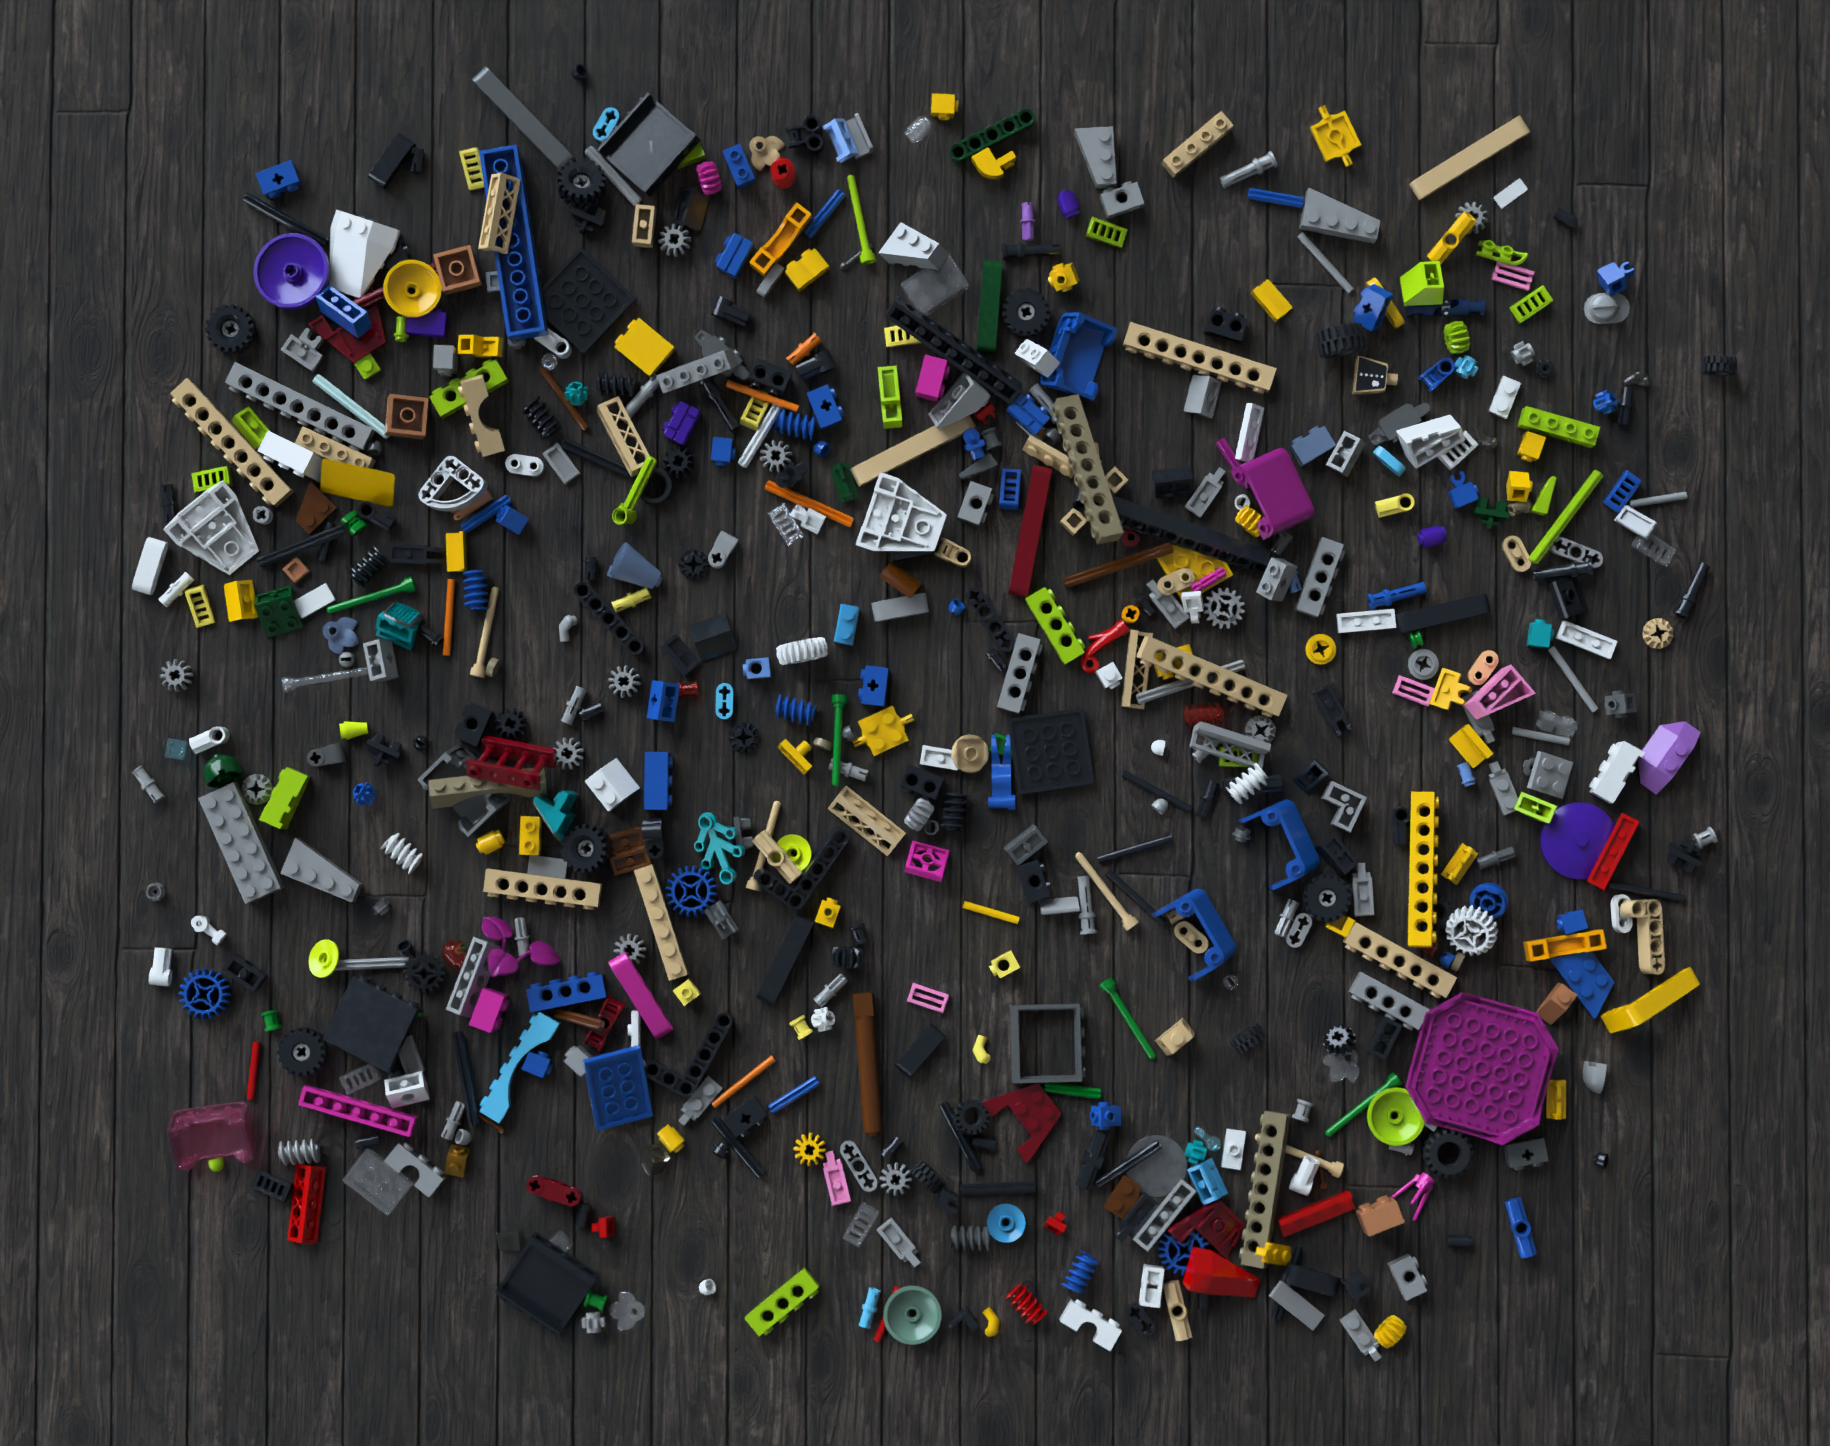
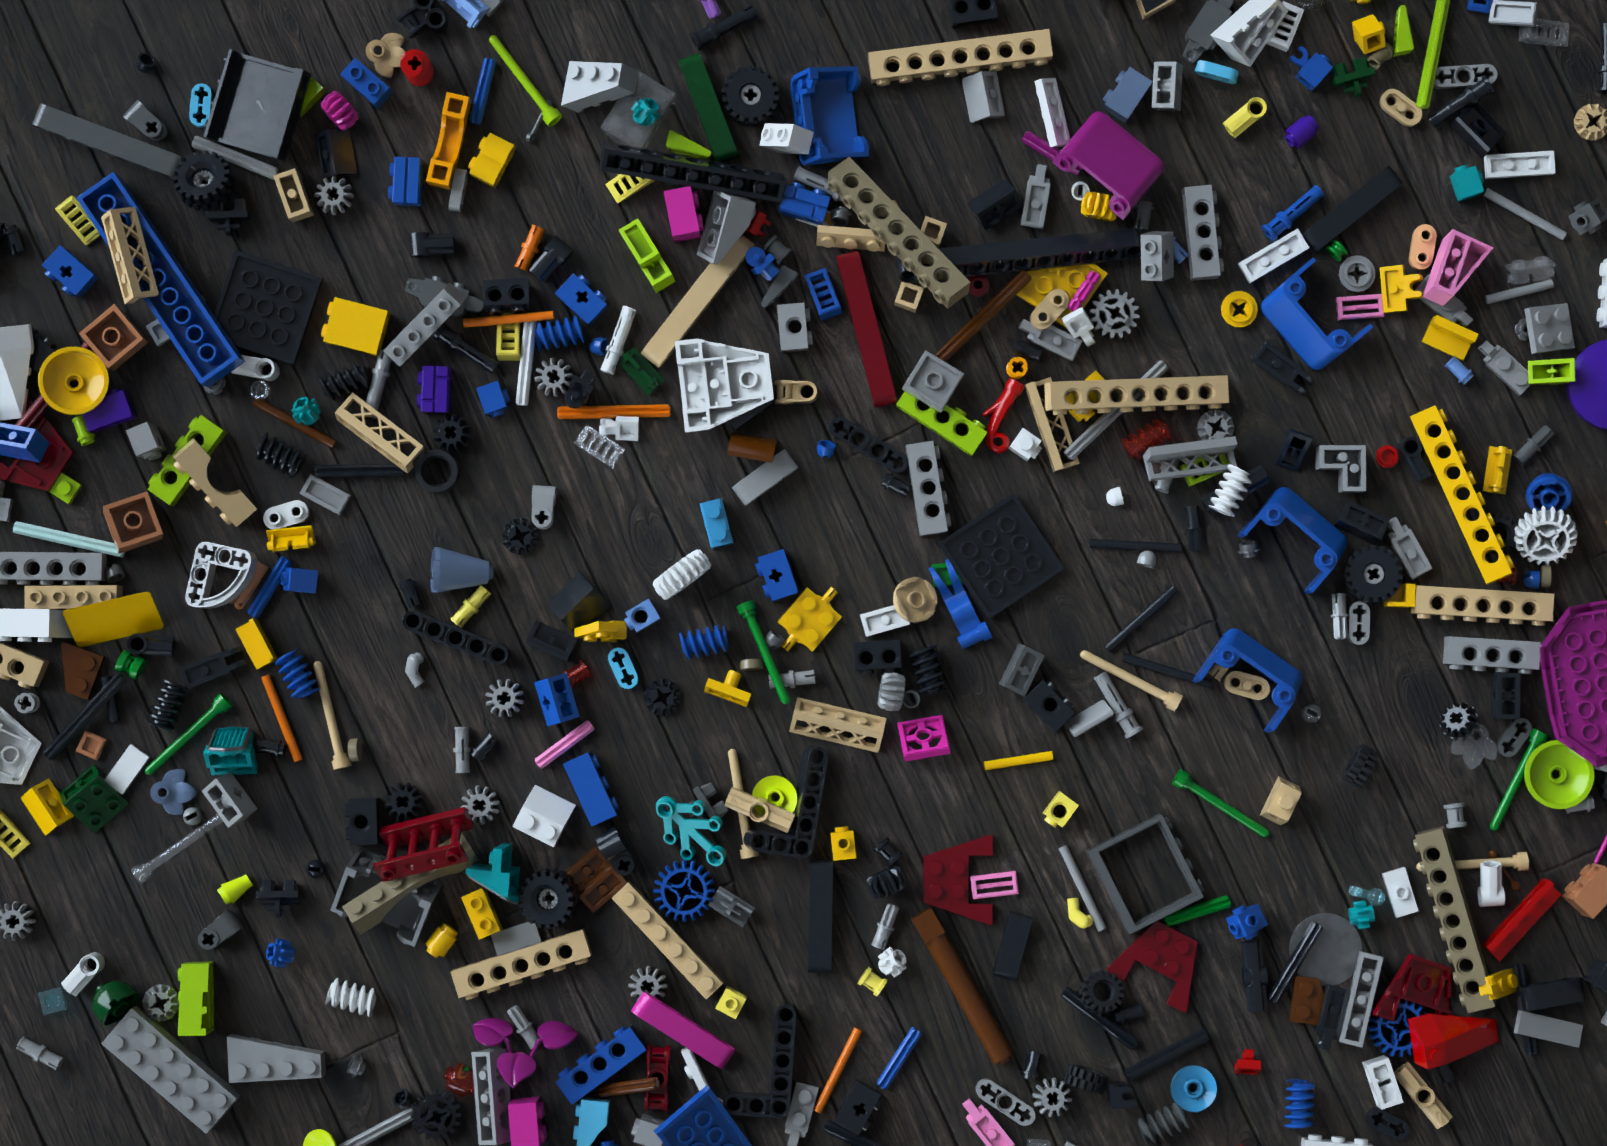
camera: 25 degrees left, 0 degrees up
(455, 212) = (62, 260): none -> blue brick
(480, 346) = (177, 409): yellow brick -> none
(524, 485) = (284, 538): none -> yellow hinge
(557, 115) = (143, 119): none -> dark grey piece
(634, 494) = (420, 490): lime axle -> none
(653, 738) = (564, 744): none -> bright pink axle
(724, 666) = (606, 631): none -> yellow plate
(816, 1150) = (952, 1106): yellow gear -> none
(834, 454) = (618, 340): none -> white pin
(895, 976) = (948, 877): none -> dark red wing
(939, 288) = (645, 111): none -> teal gear
(956, 326) = (681, 145): none -> lime slope
(993, 1032) = (1084, 892): none -> light grey bar
(1061, 594) = (933, 381): none -> light grey tile
(1068, 272) = (773, 30): yellow brick -> none
(1207, 1181) = (1389, 940): dark azure brick -> none
(1358, 684) = (1298, 327): none -> blue windscreen
(1373, 1068) = (1518, 740): none -> dark grey beam
(1380, 814) = (1387, 456): none -> red plate

